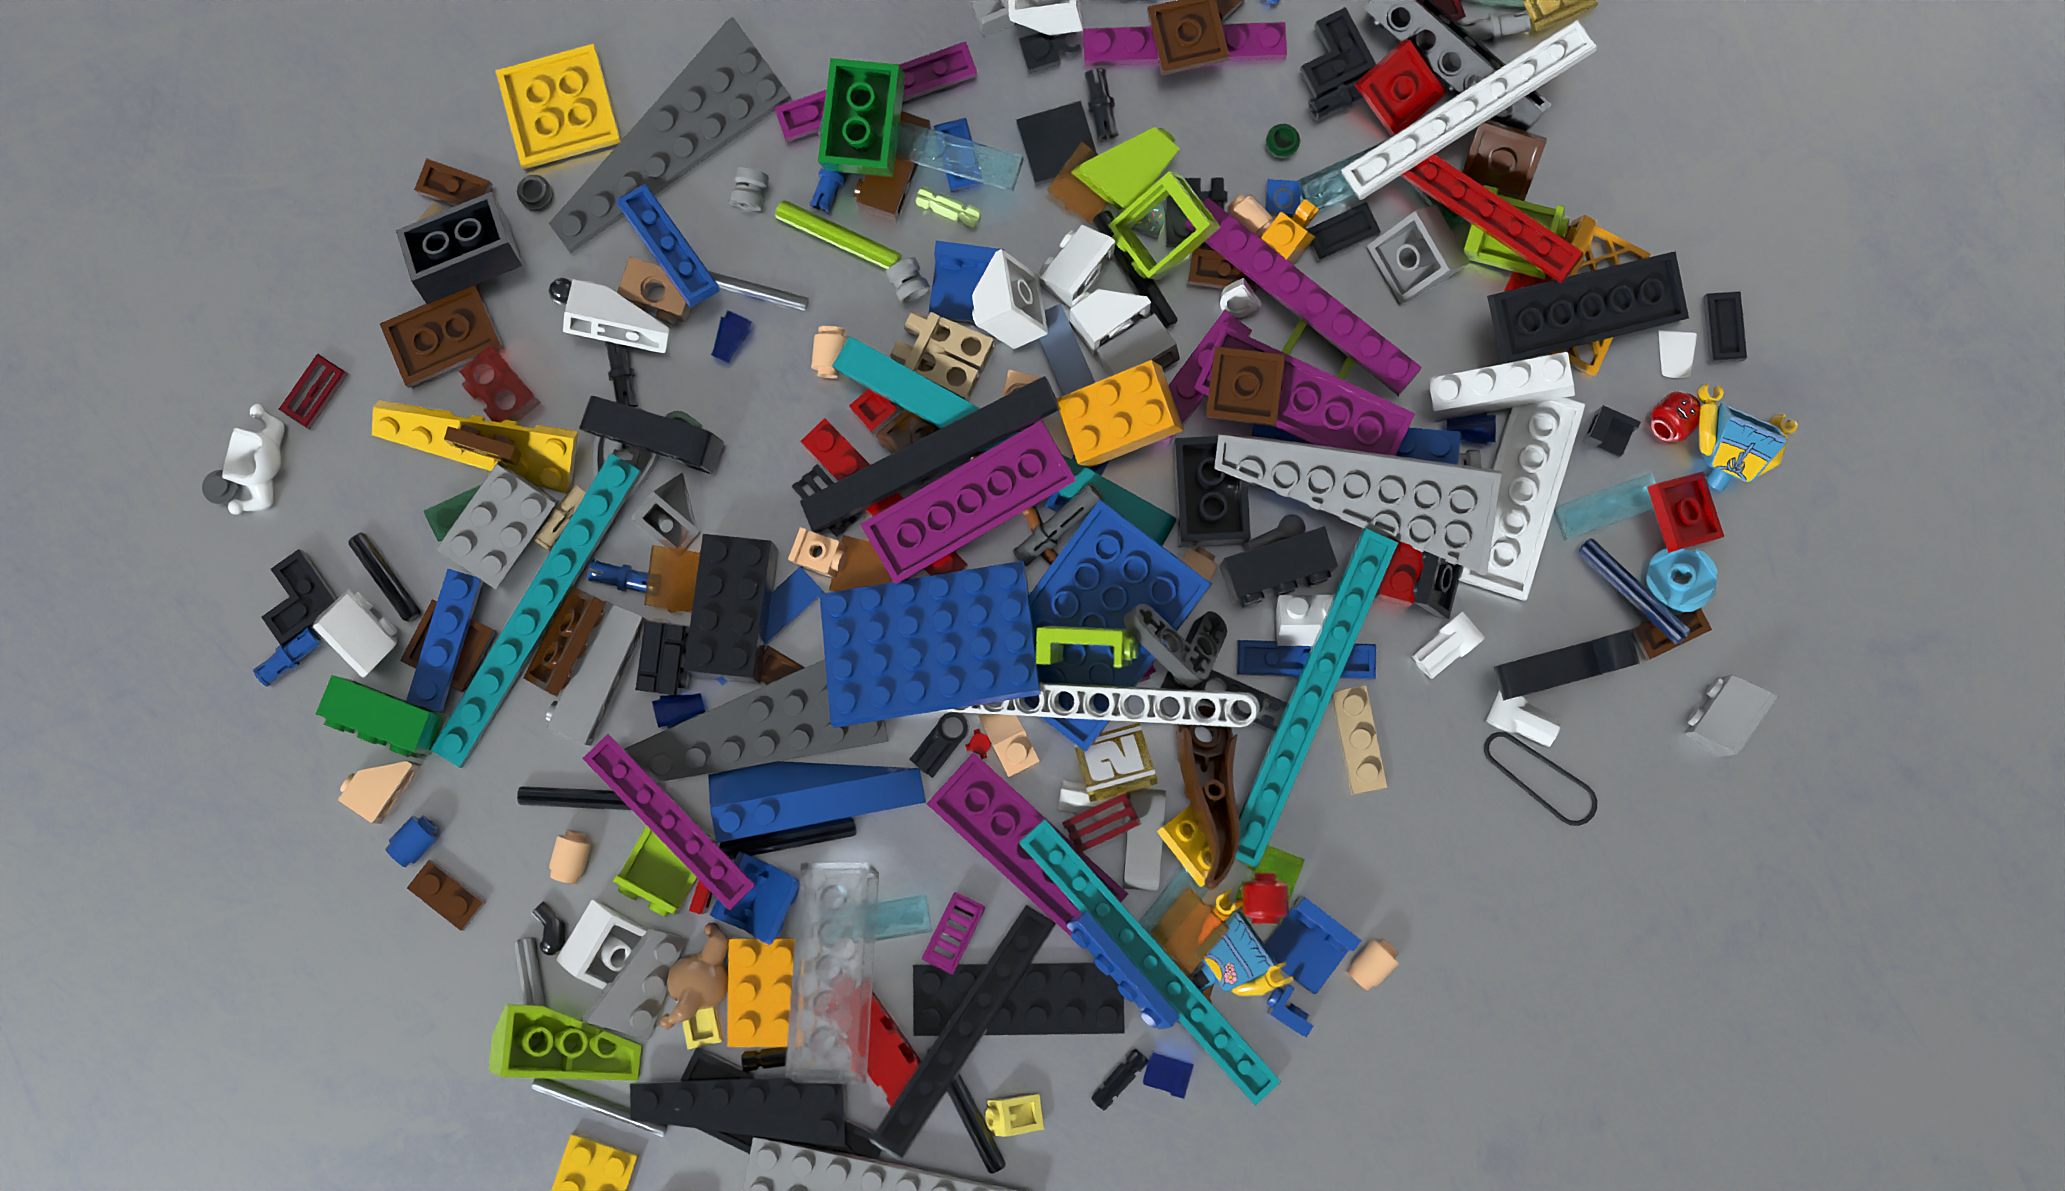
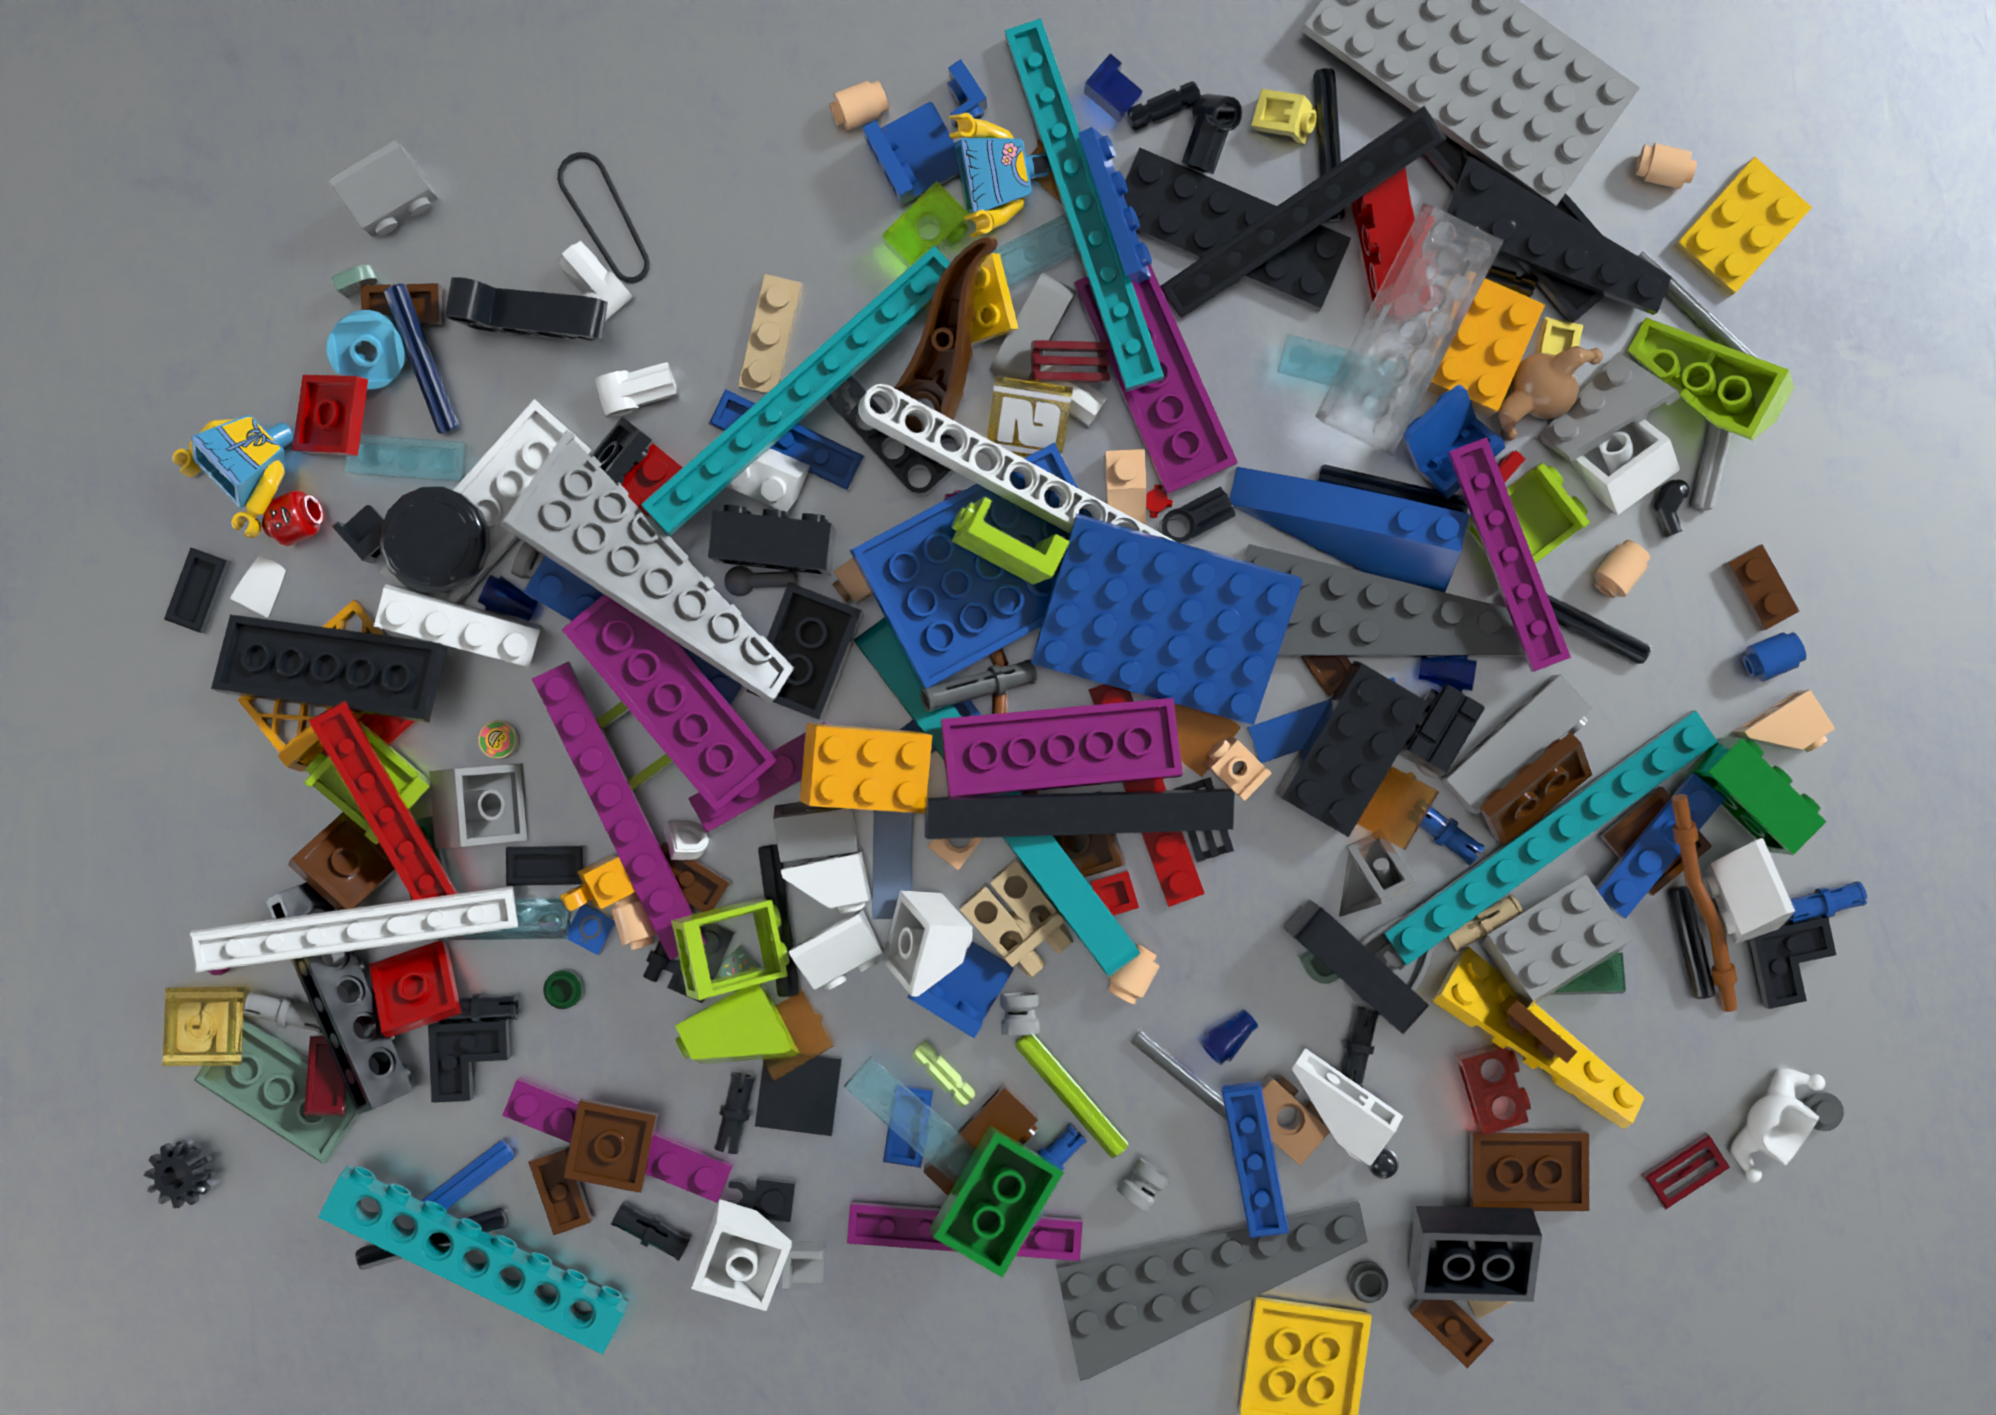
camera: 160 degrees left, 5 degrees up
(425, 653) = (1686, 835): none -> dark orange bar
(966, 906) = (1243, 344): magenta slope -> none
(1069, 1072) = (1211, 131): none -> black piece
(1152, 630) = (935, 530): dark grey beam -> none
(1190, 930) = (1029, 215): clear orange piece -> none
(1245, 386) = (723, 735): reddish brown plate -> none
(1265, 899) = (940, 208): red head -> none
(1427, 314) = (498, 739): none -> tile
(1552, 446) = (434, 540): none -> black piece
(1719, 632) = (350, 281): none -> sand green tile

